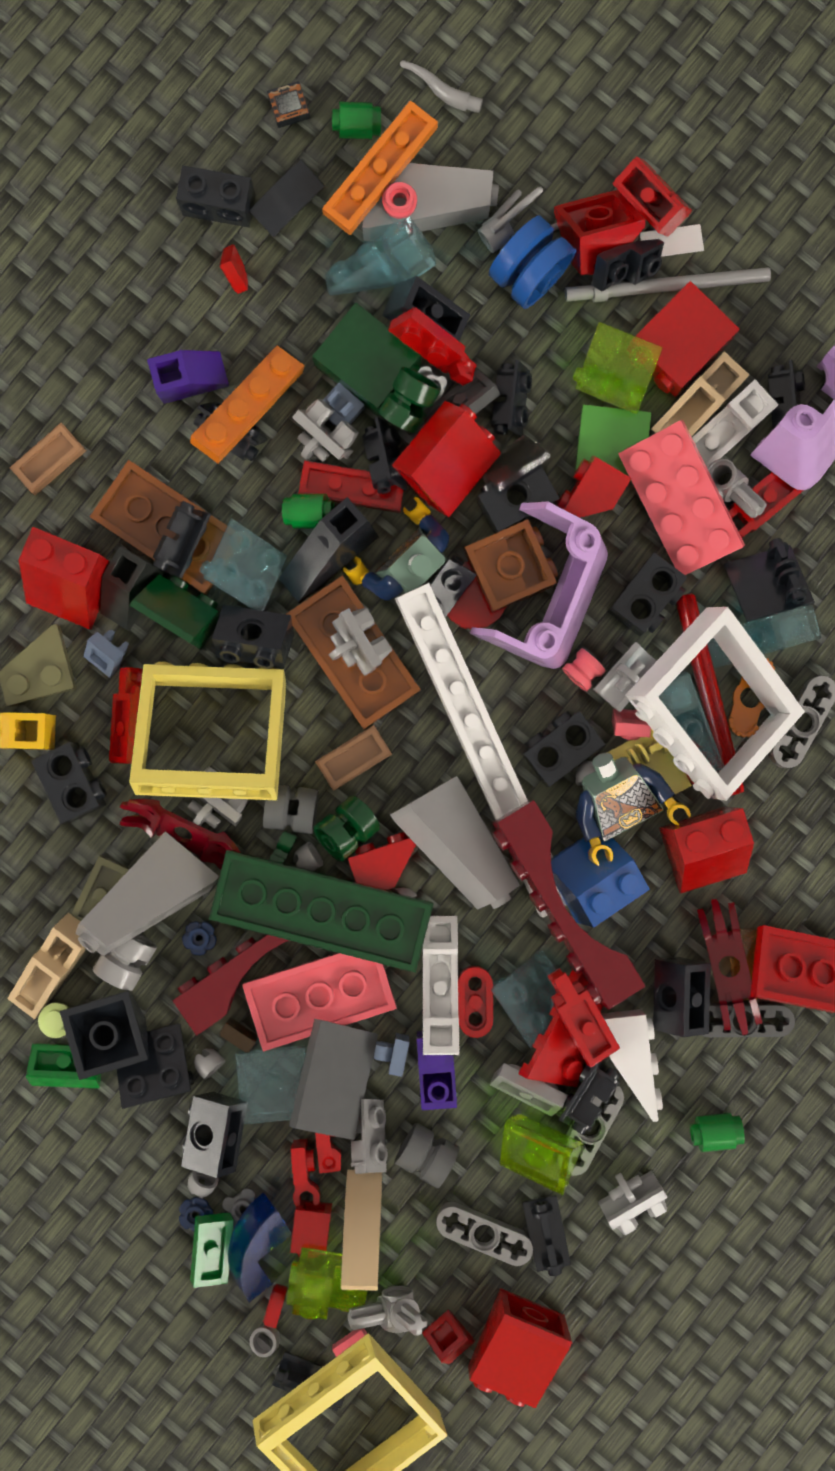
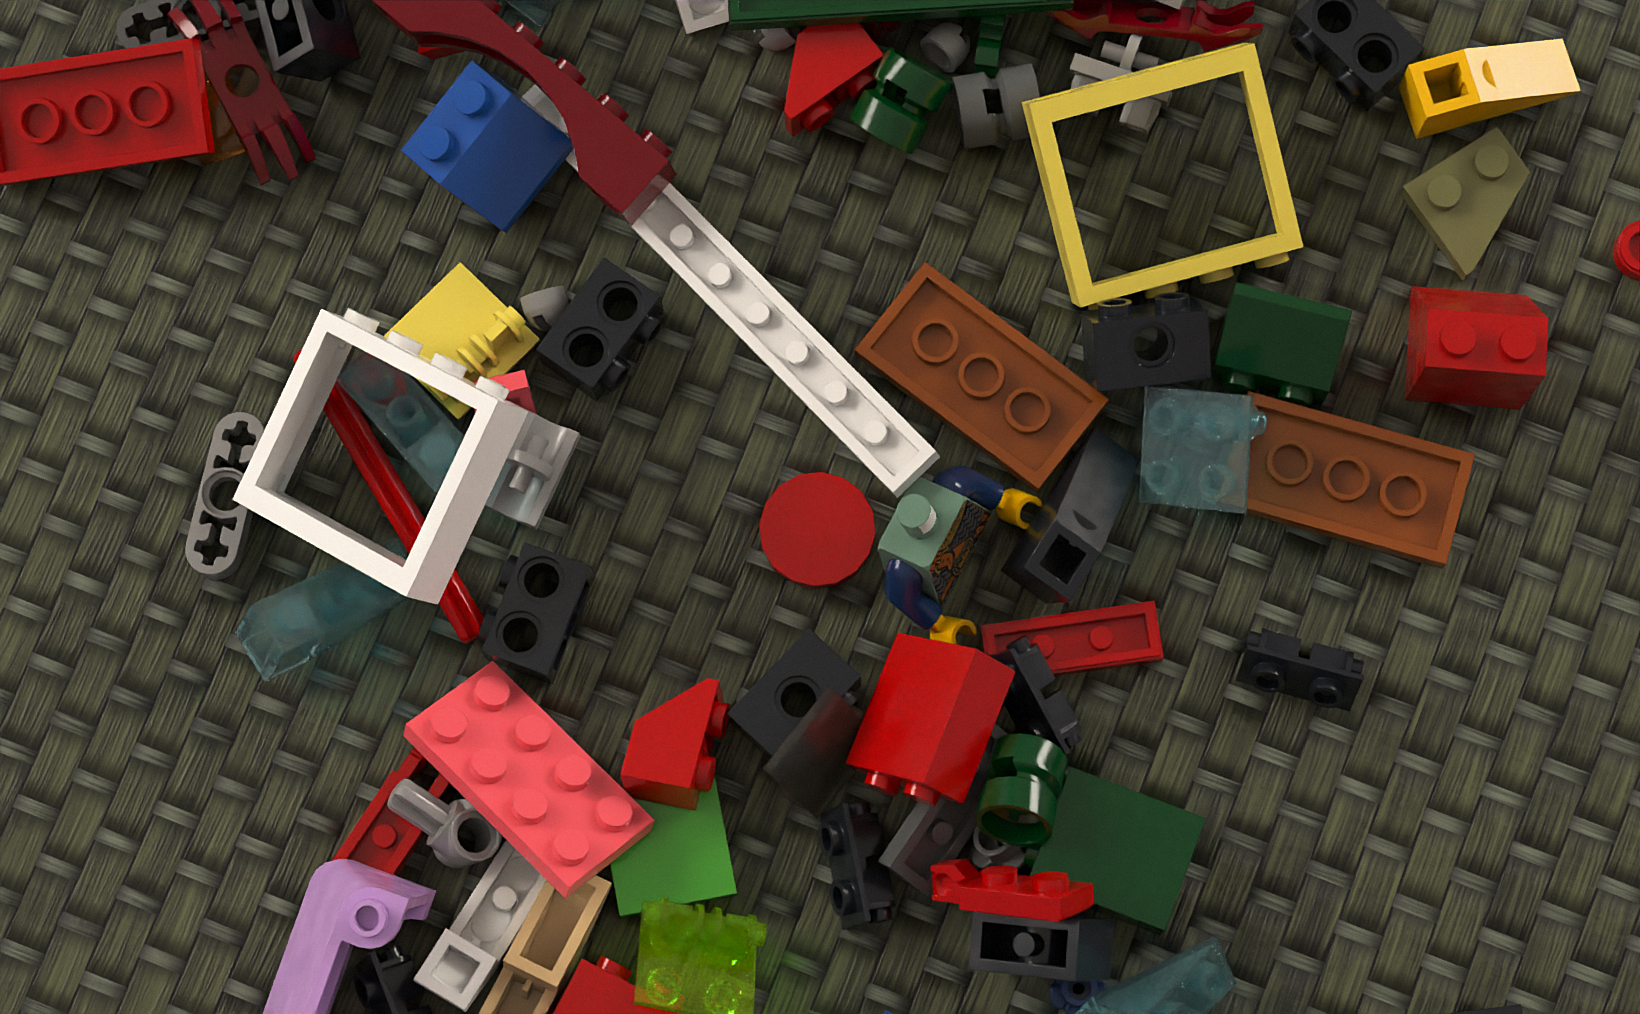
camera: 170 degrees right, 10 degrees down
(47, 459) = (1578, 532): medium nougat tile -> none
(104, 654) = (1374, 250): sand blue tile -> none
(121, 583) = (1373, 365): pearl dark grey slope -> none
(124, 715) = (1305, 168): red hinge -> none
(175, 554) = (1308, 476): black hinge -> none
(187, 374) = (1399, 730): dark purple slope -> none
(234, 269) = (1388, 938): red tile -> none
(247, 404) = (1284, 709): orange plate -> none
(306, 510) = (1129, 574): green brick -> none
(335, 442) = (1148, 702): light grey hips -> none
(344, 404) = (1135, 762): sand blue tile -> none
(353, 758) = (926, 219): medium nougat tile -> none
(354, 645) = (955, 368): light grey hips -> none
(451, 583) = (862, 519): black hinge -> none
(458, 843) = (723, 135): light grey slope -> none
(511, 565) = (771, 585): dark orange plate -> none
(552, 640) = (656, 629): lavender windscreen -> none
(584, 669) = (604, 463): coral wheel -> none
(620, 798) = (487, 271): torso -> none
(708, 847) = (334, 249): red slope -> none
(742, 719) = (323, 472): orange piece -> none
(769, 582) = (345, 694): black hinge -> none

